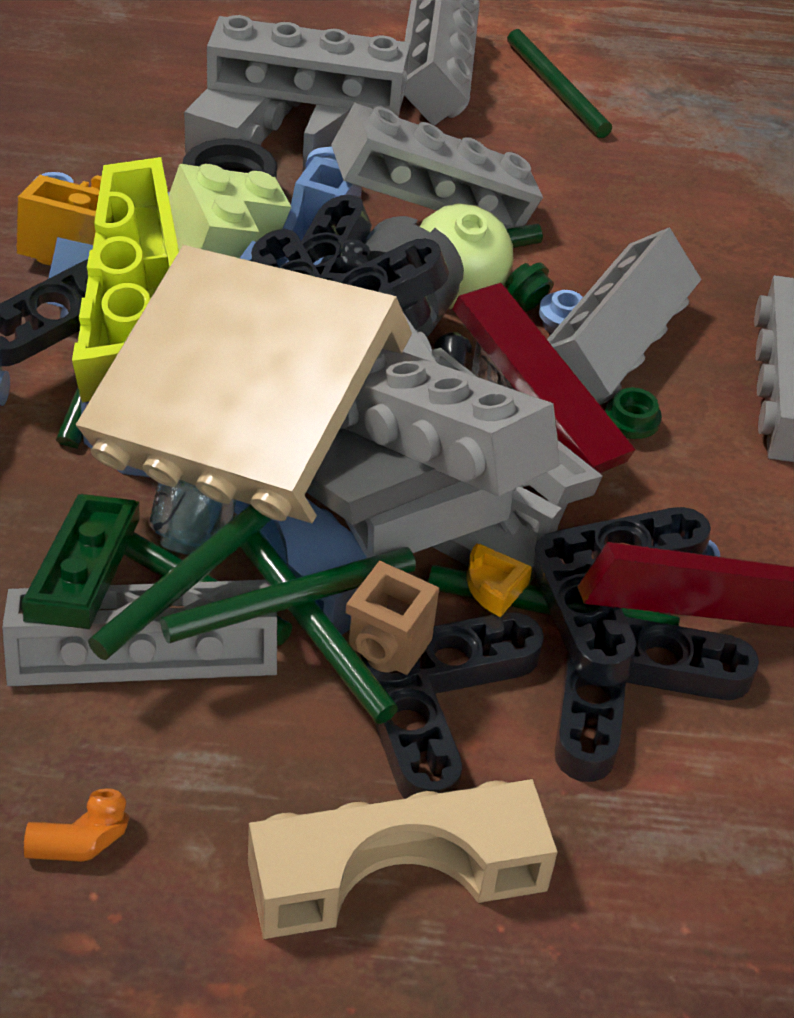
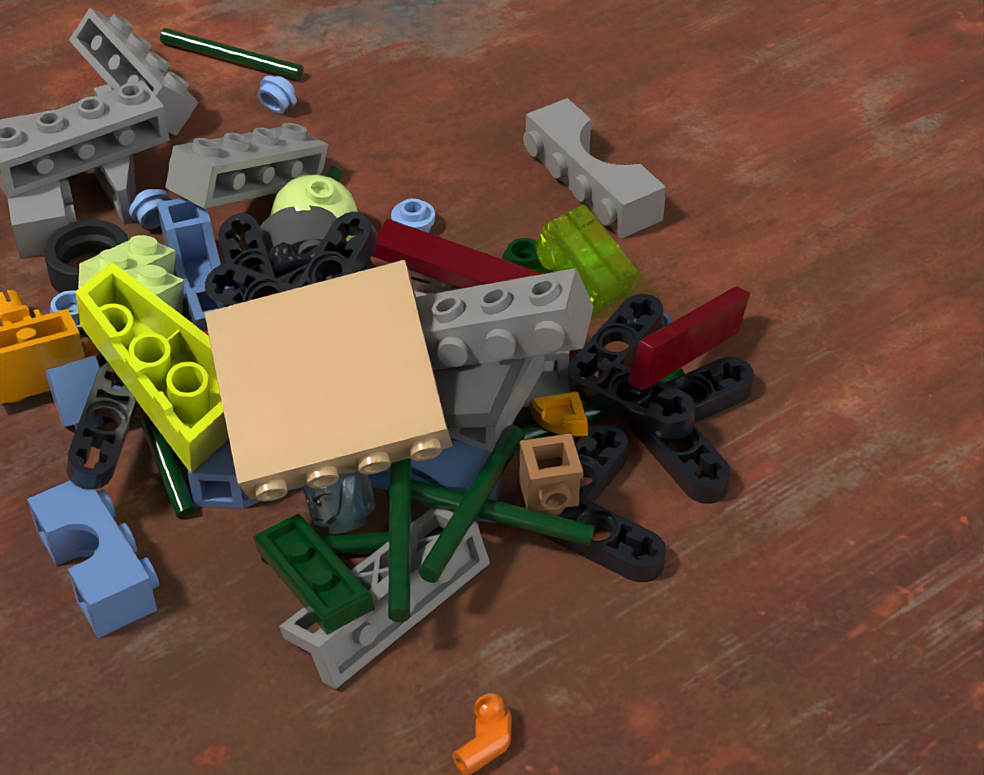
camera: 35 degrees left, 0 degrees up
(482, 836) = (641, 654): tan arch -> none
(529, 285) = (376, 210): dark green plate -> none
(556, 134) = (277, 94): none -> light blue plate
(625, 313) = (459, 189): light grey brick -> none
(683, 446) = (584, 244): none -> clear neon green brick

